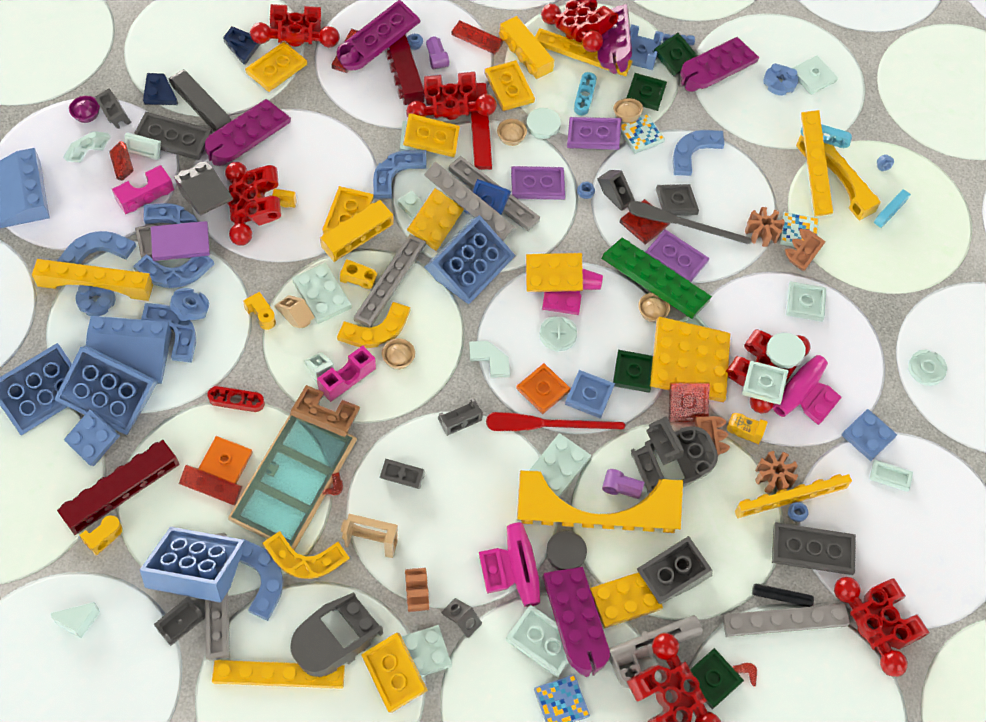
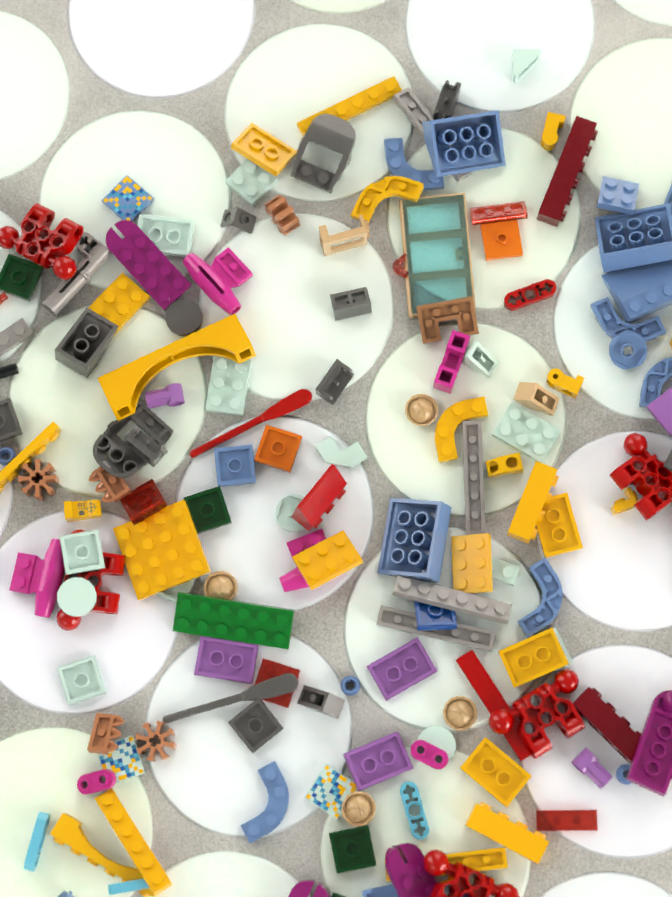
camera: 160 degrees right, 15 degrees up
(533, 324) = (320, 499): none -> slope
(550, 114) = (429, 754): none -> dark pink plate
(826, 223) = (95, 782): none -> dark pink plate

